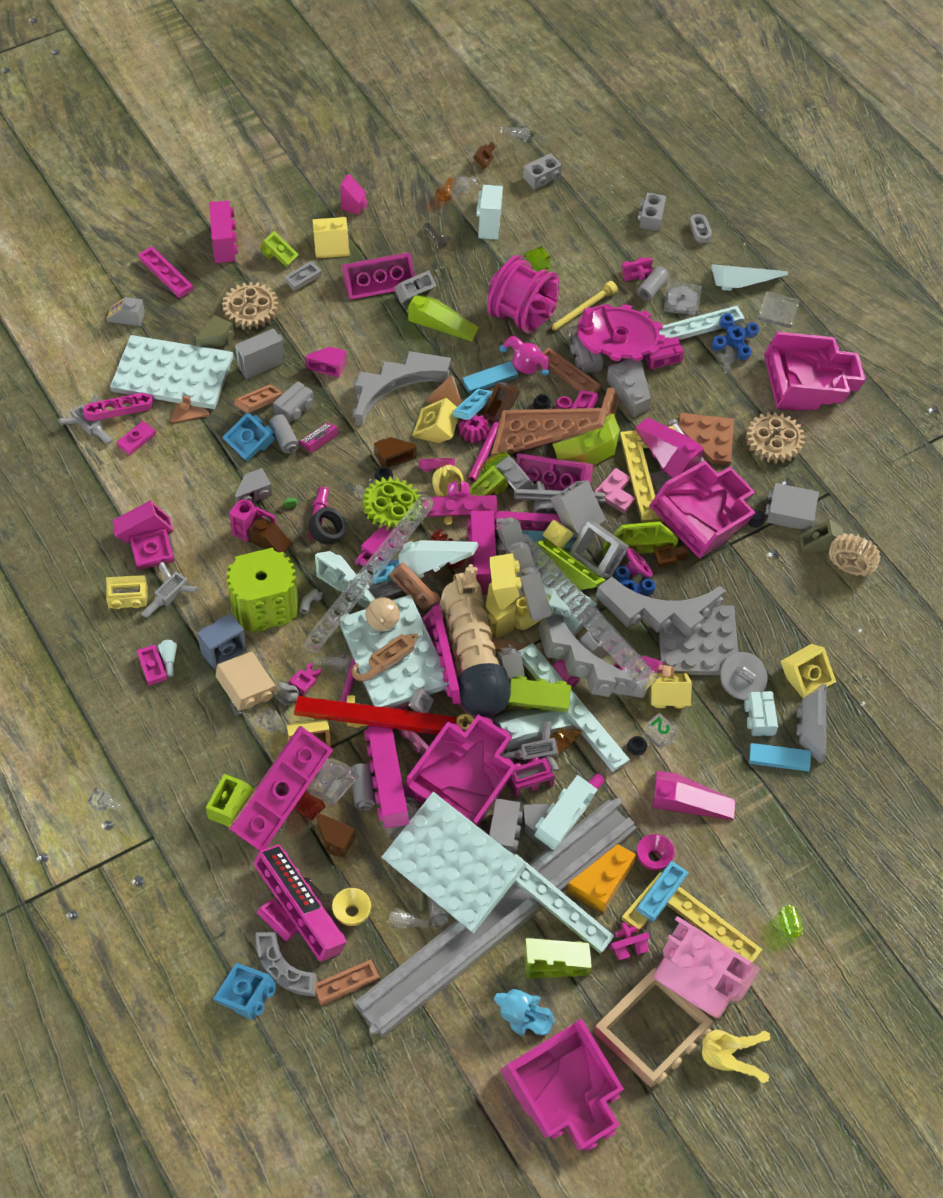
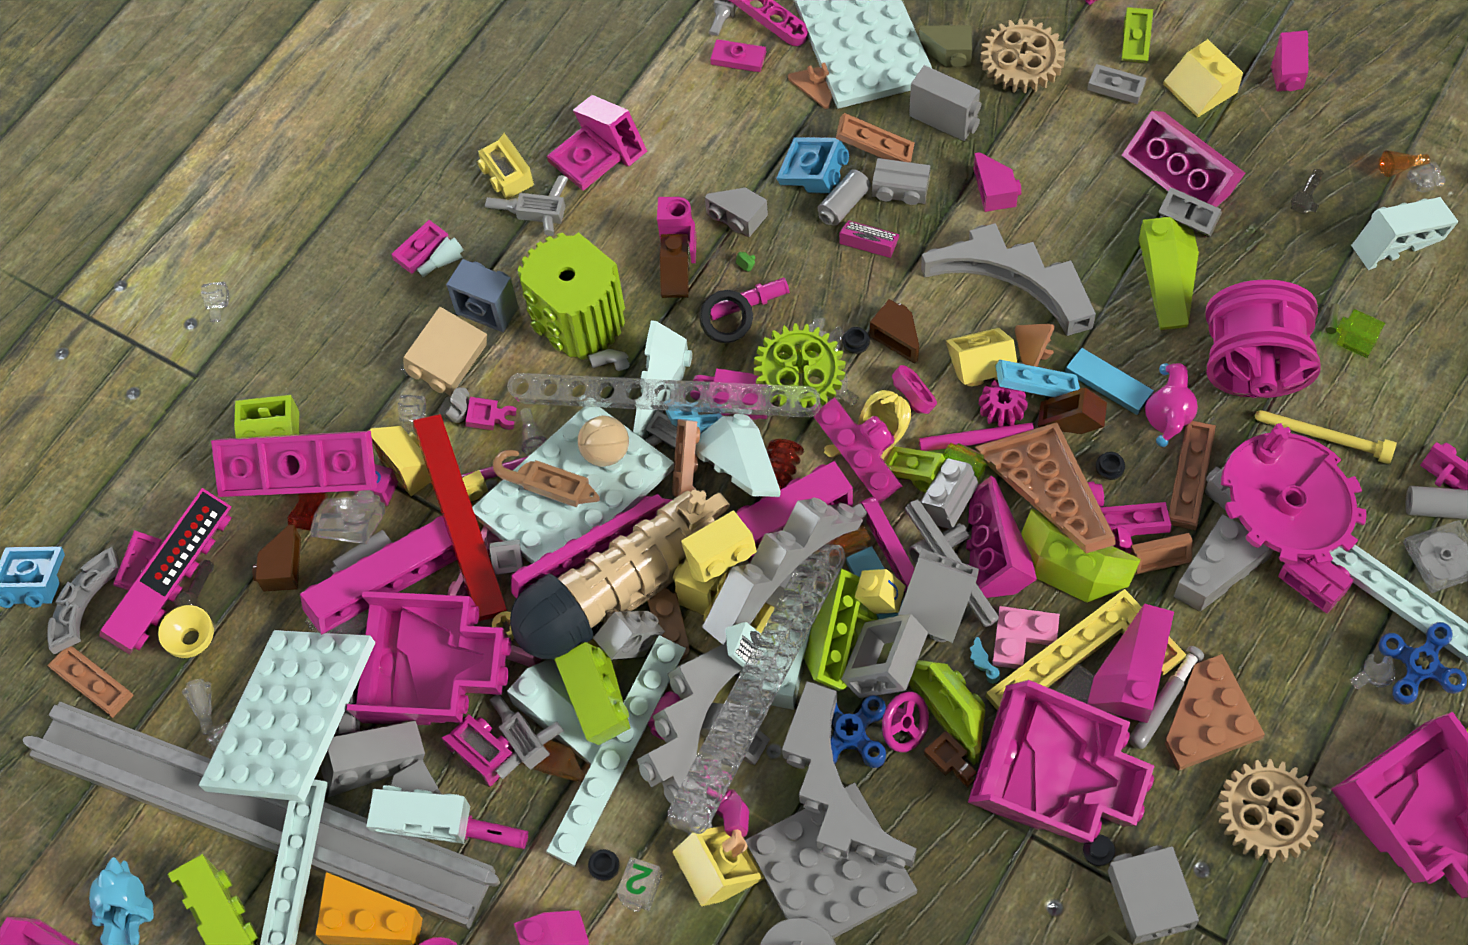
camera: 70 degrees right, 5 degrees up
(564, 403) = (1126, 494): dark pink plate -> none
(617, 515) = (981, 662): none -> medium azure piece

